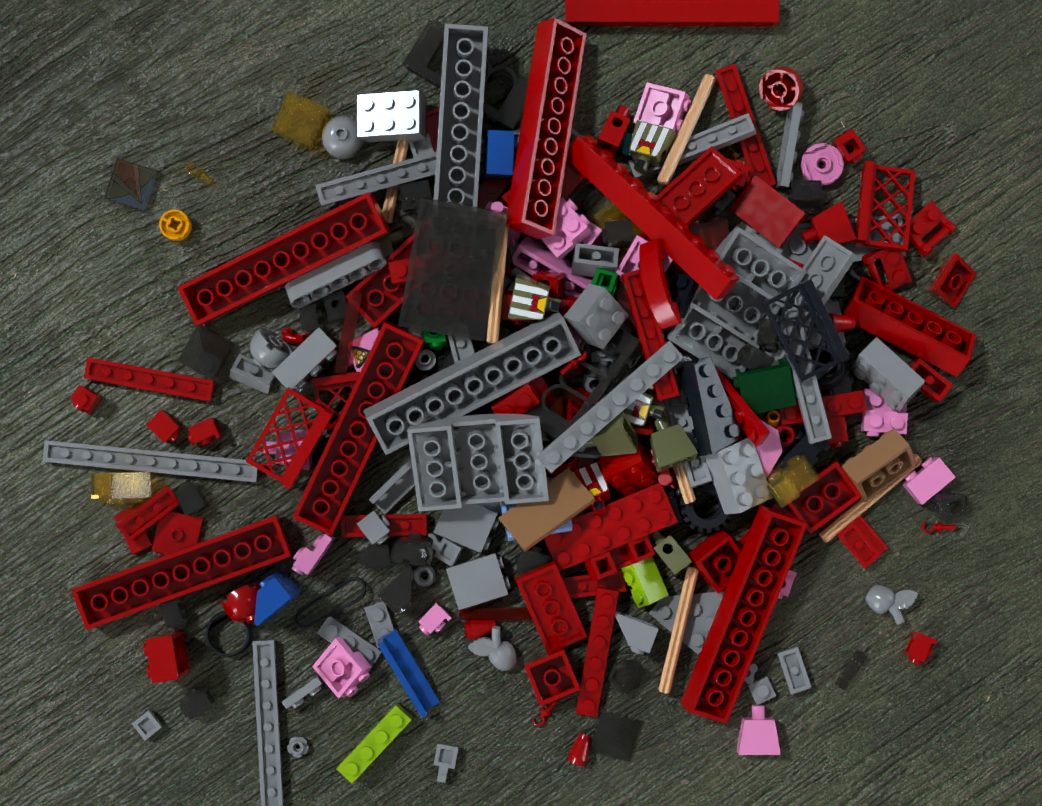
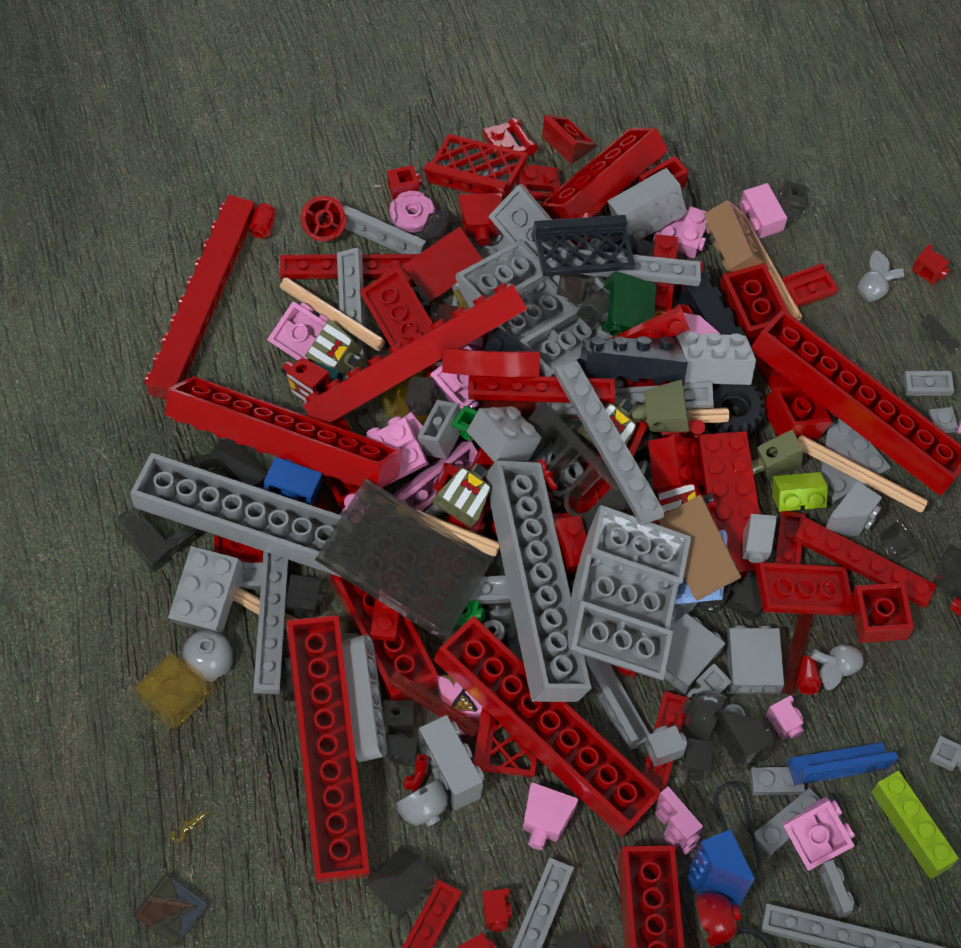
camera: 75 degrees left, 25 degrees down
(175, 225) = (239, 869): light orange wheel -> none
(248, 373) = (444, 836): light grey slope -> none
(302, 742) = (894, 921): light grey plate -> none
(307, 445) = (552, 784): red fence -> none
(545, 712) = (919, 636): red hand -> none
(571, 557) = (758, 537): none -> light grey slope
(615, 438) = (645, 452): olive torso -> none
(620, 557) = (767, 497): red arch -> none
(766, 35) = (262, 221): none -> red brick
(788, 482) = (732, 311): clear yellow brick -> none
(939, 527) = (812, 217): red hand -> none

